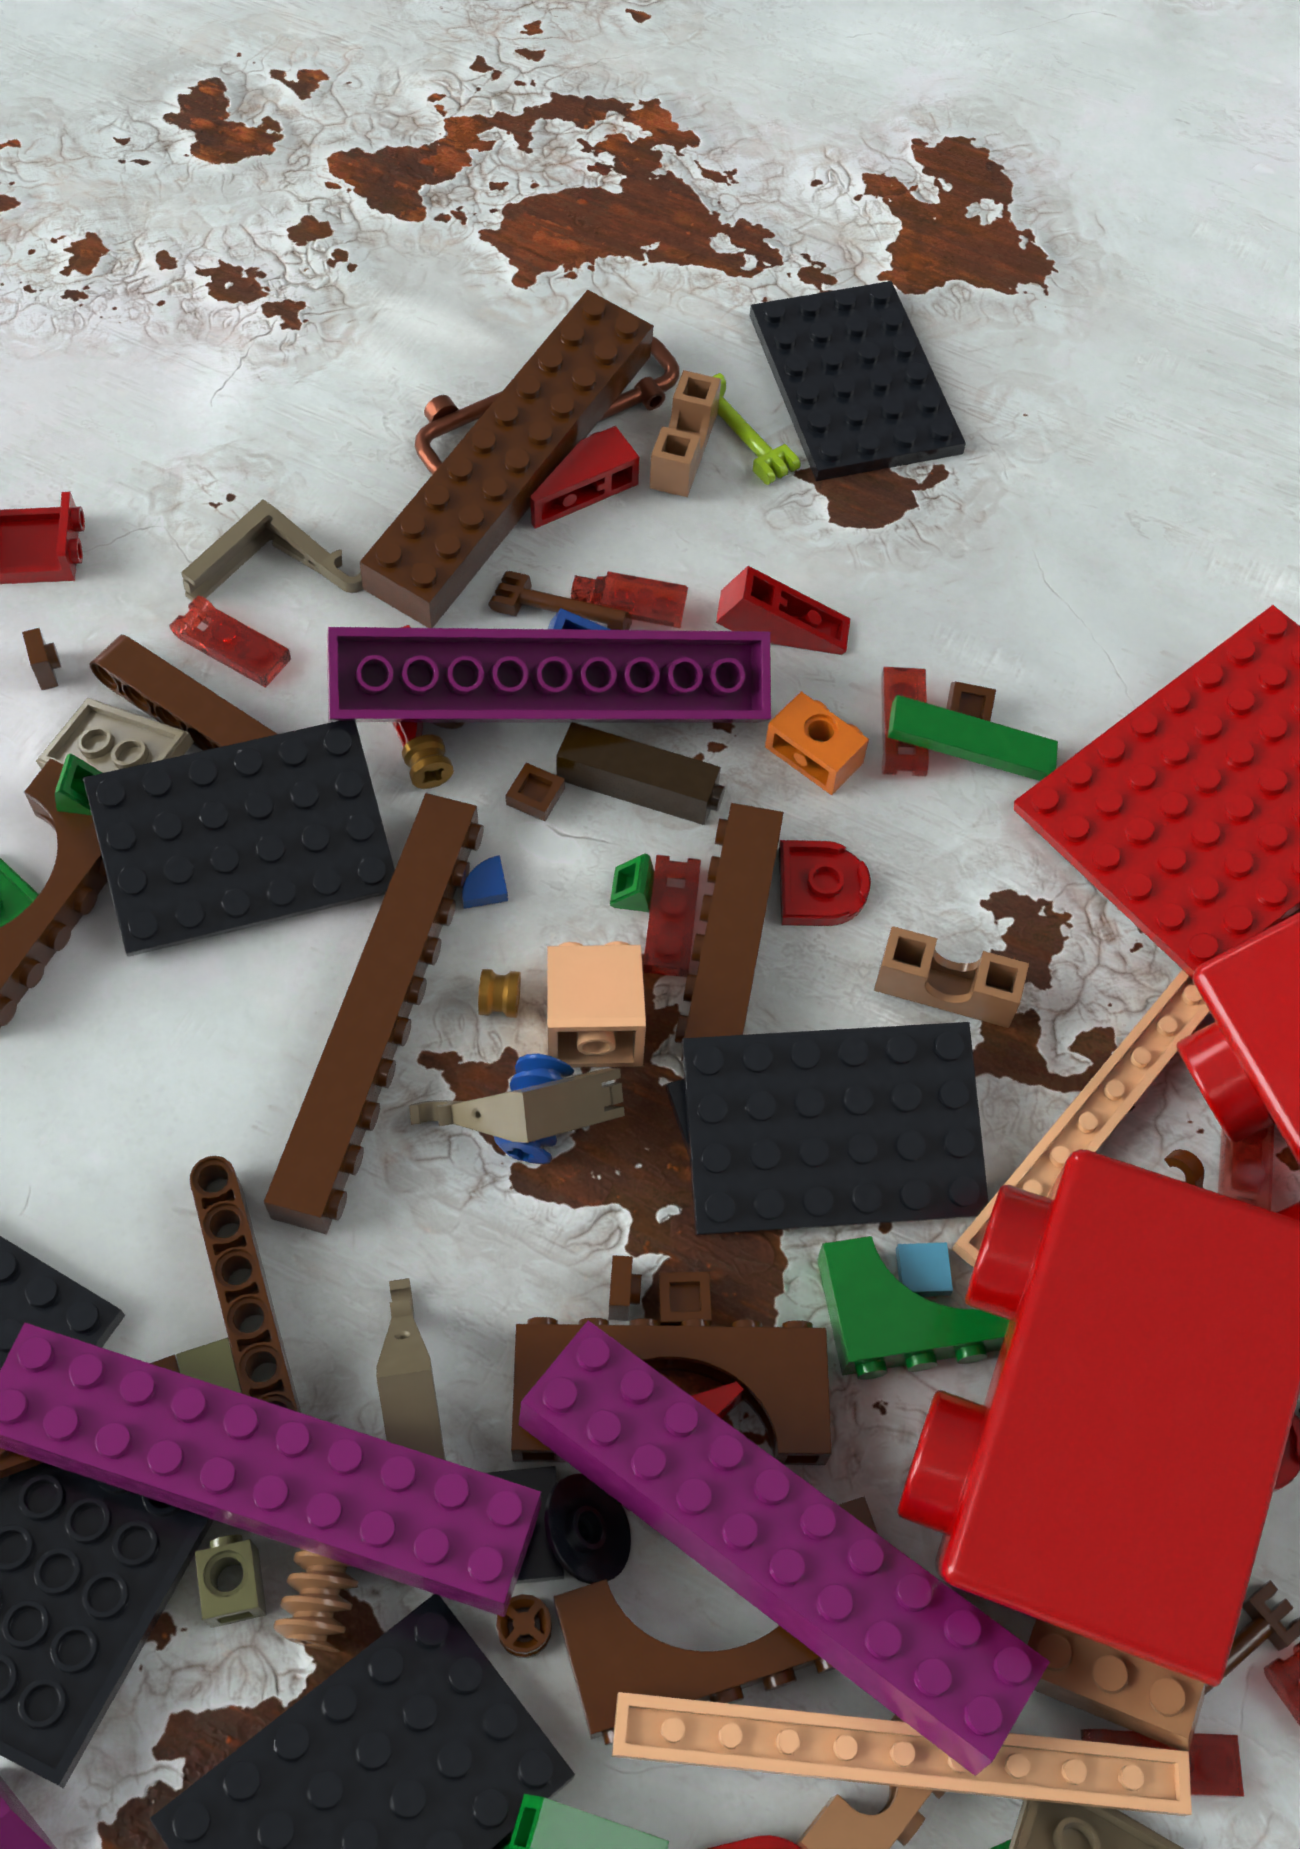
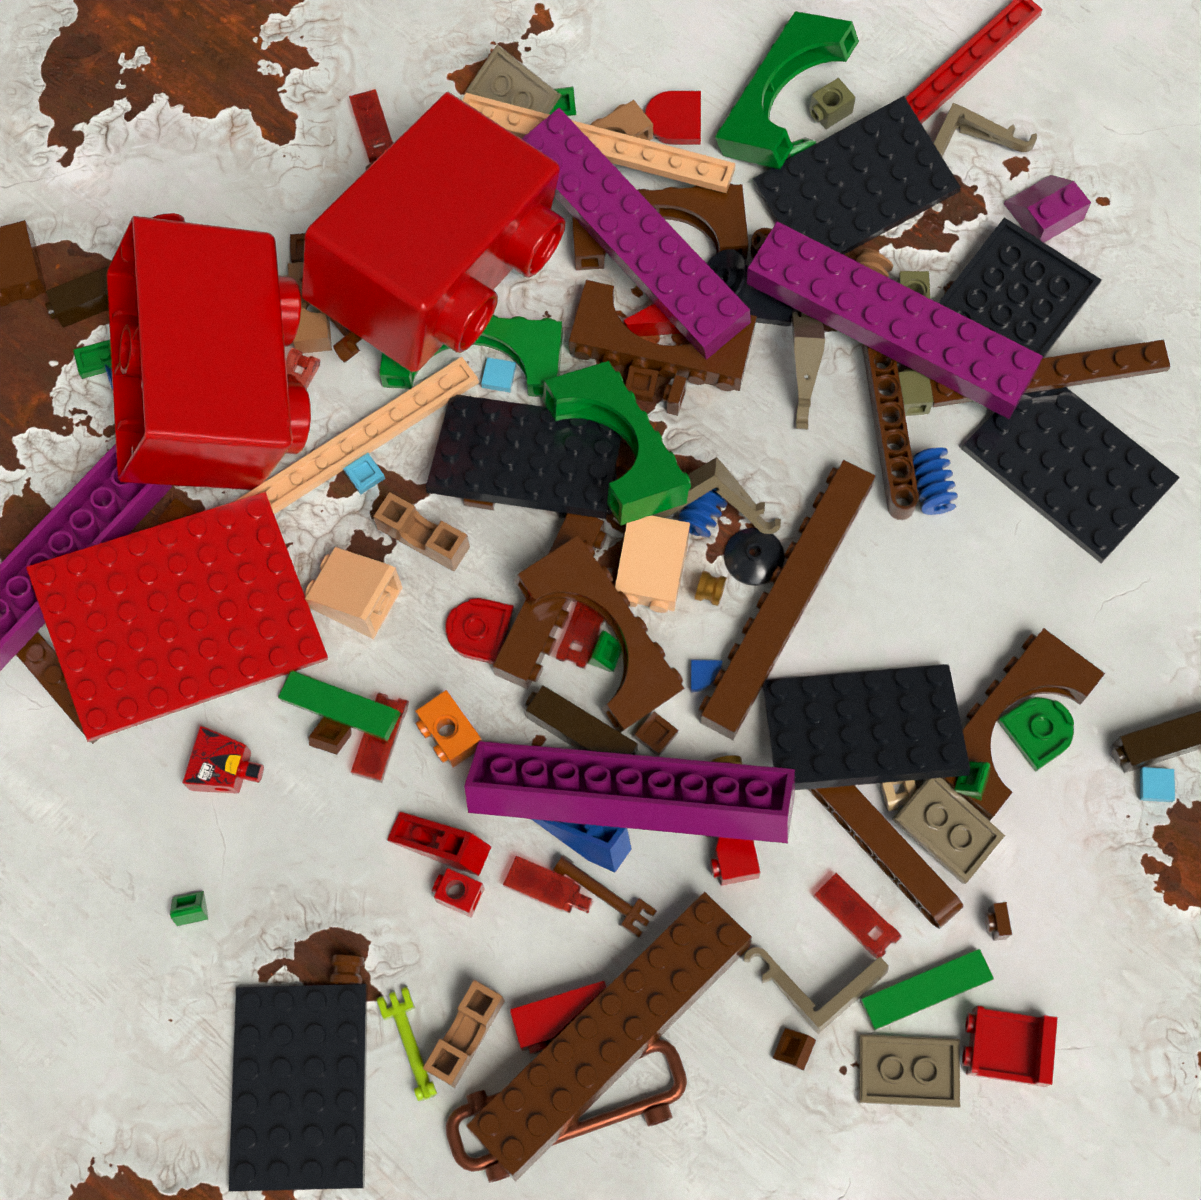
camera: 160 degrees left, 10 degrees up
(126, 584) = (926, 989): none -> green tile
(149, 504) = (909, 1071): none -> dark tan tile
(164, 1233) = (932, 481): none -> blue piece
(291, 491) = (794, 1049): none -> reddish brown plate
(457, 1081) = (752, 569): none -> black dish
(701, 933) = (576, 575): none -> reddish brown arch
(733, 558) = (468, 902): none -> red brick
(745, 1242) = (600, 396): none -> green arch
(845, 476) = (346, 969): none -> reddish brown wheel
(1015, 878) = (354, 591): none -> light nougat slope
(1057, 507) = (189, 908): none -> green slope
(1071, 1066) = (364, 473): none -> medium azure tile
(1094, 651) = (220, 764): none -> red torso

